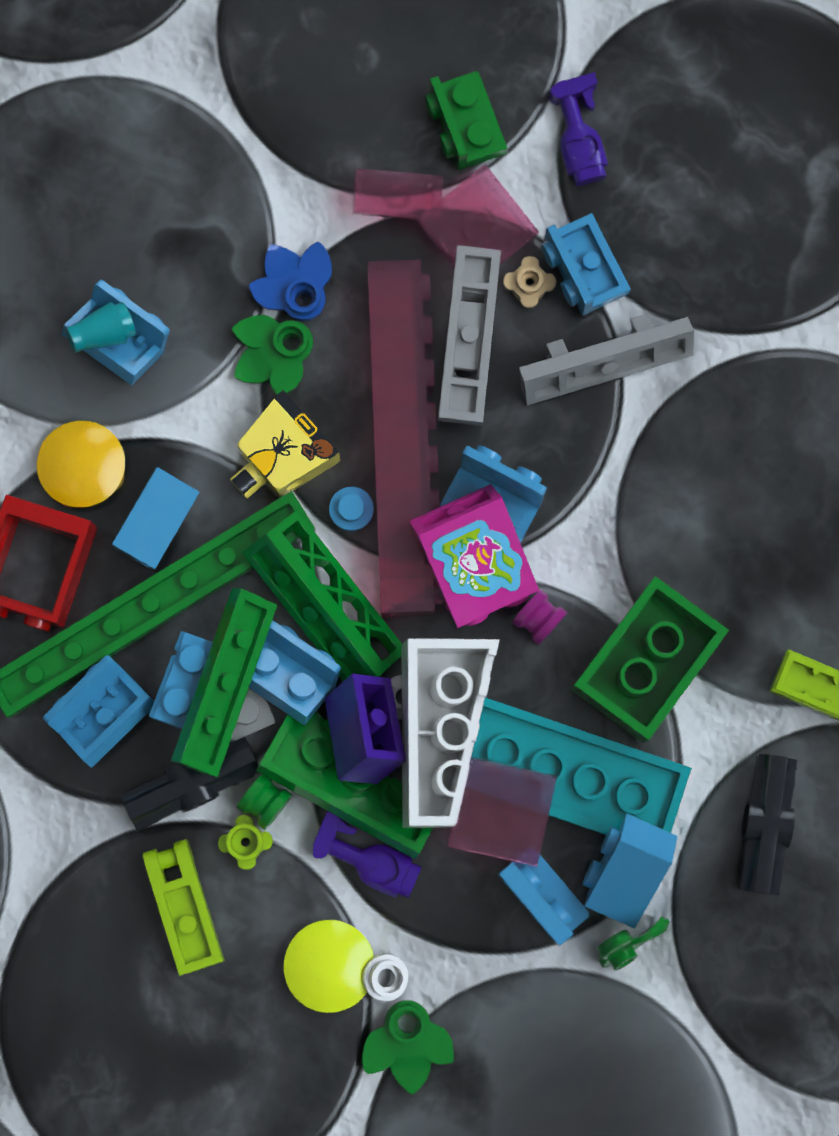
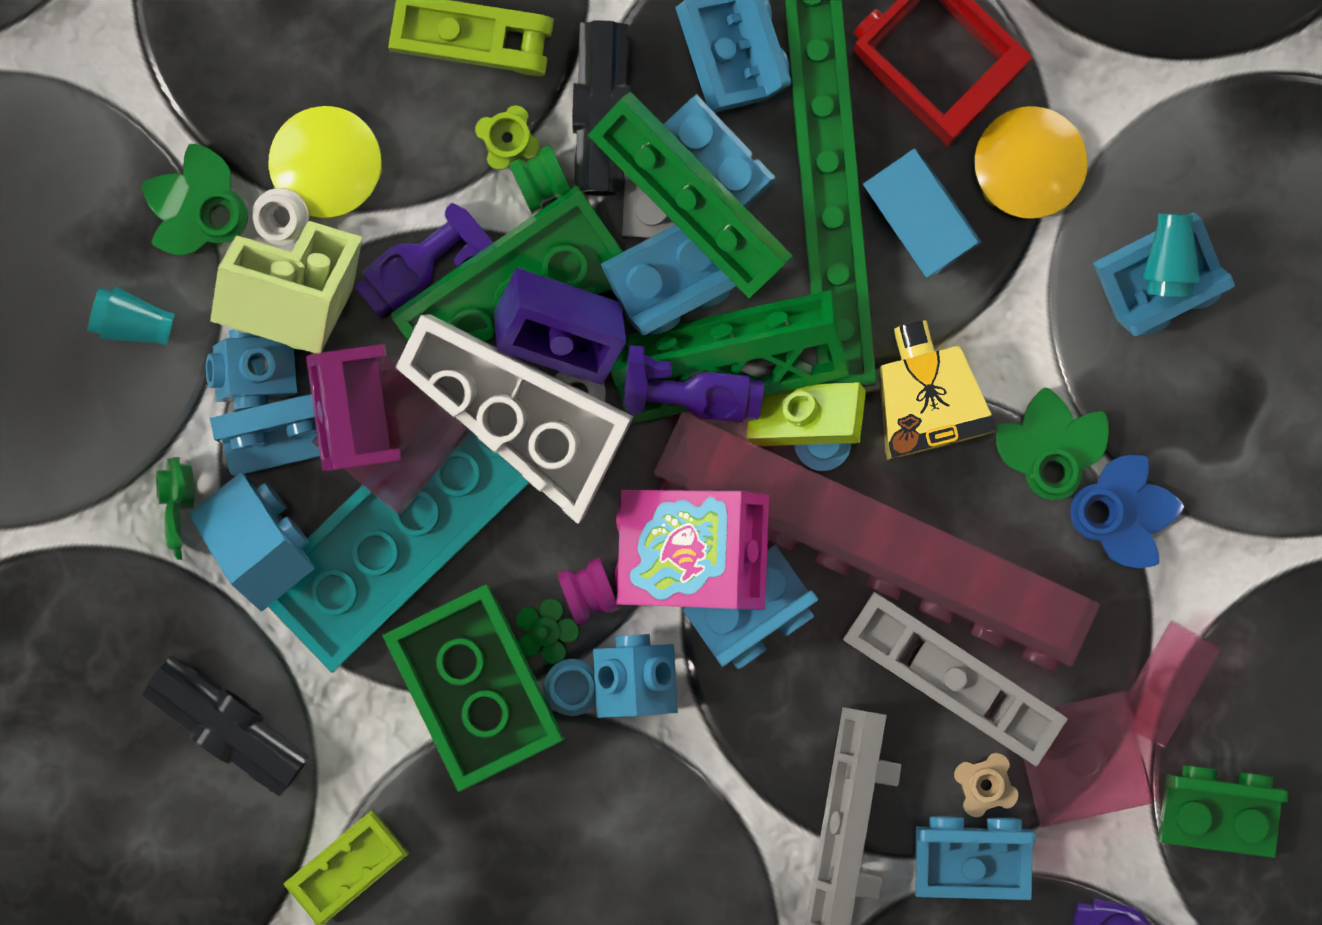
camera: 125 degrees right, 5 degrees up
(338, 525) = (810, 416): none -> lime plate
(362, 603) = (705, 395): none -> dark purple piece
(441, 938) = (284, 292): none -> yellowish green brick
(502, 845) = (350, 408): none -> magenta panel
(507, 937) = (251, 370): none -> dark azure brick
(515, 1050) = (128, 318): none -> teal cone
(581, 634) = (546, 631): none -> green plant
(583, 552) = (635, 678): none -> dark azure brick
(611, 596) = (570, 687): none -> dark azure plate

